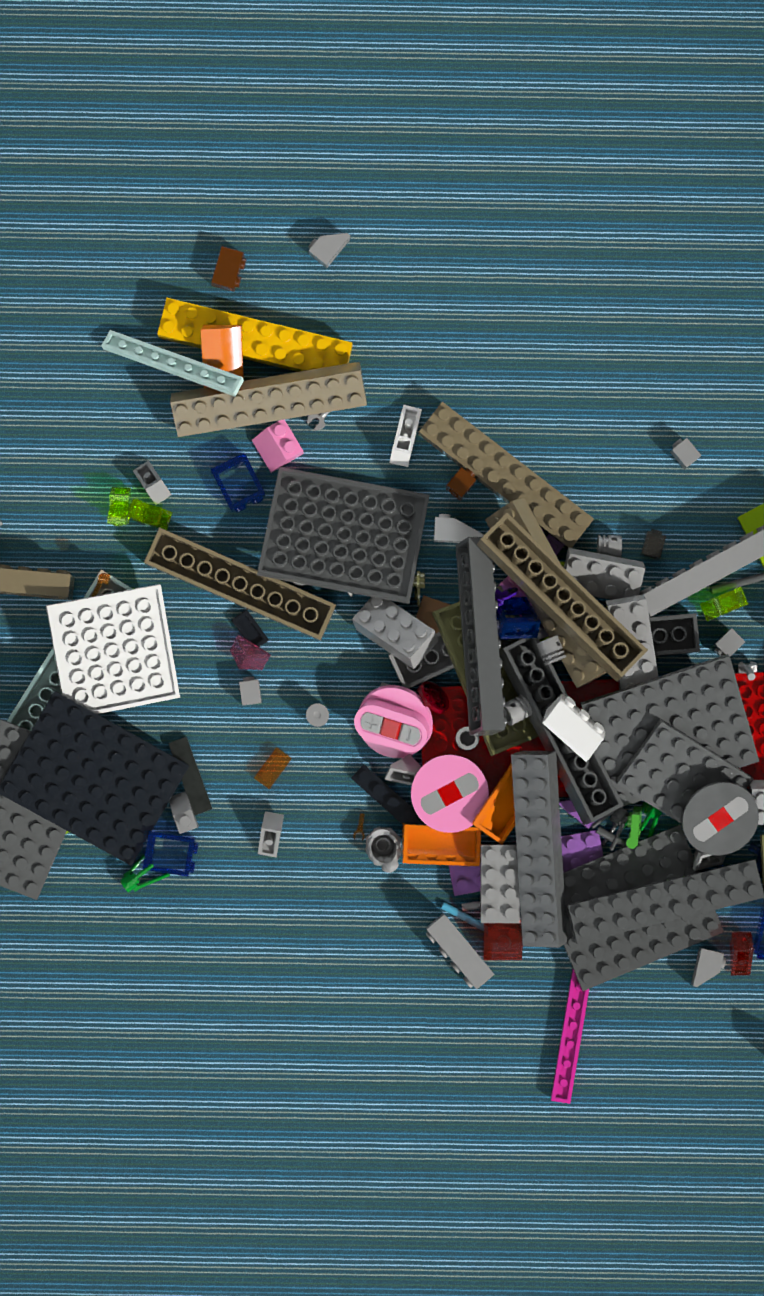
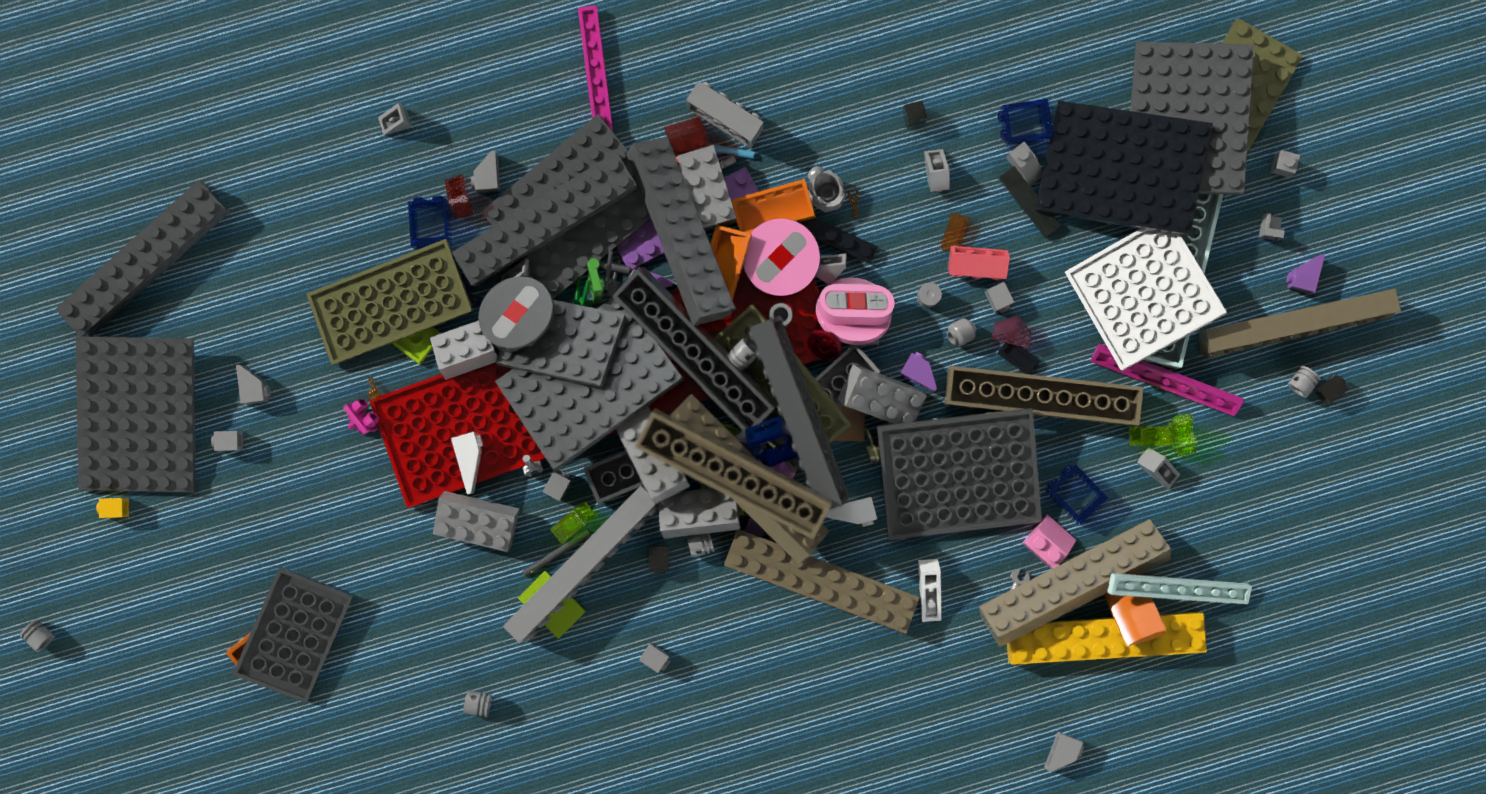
camera: 170 degrees right, 0 degrees up
(102, 578) = (1177, 359): clear orange hand -> none
(110, 558) = (1172, 382): none -> dark pink plate
(131, 880) = (1052, 87): green plant -> none
(228, 269) = (1153, 699): reddish brown brick -> none
(260, 731) = (978, 262): none -> coral brick
(274, 895) = (914, 114): none -> clear smoke brick
(297, 670) = (961, 332): none -> light grey head
(350, 645) = (919, 371): none -> medium lavender slope
(461, 483) = (862, 560): reddish brown brick -> none
(501, 596) = (791, 459): dark purple piece -> none
(551, 650) = (727, 421): light grey piece -> none
(574, 726) = (683, 352): white slope -> none

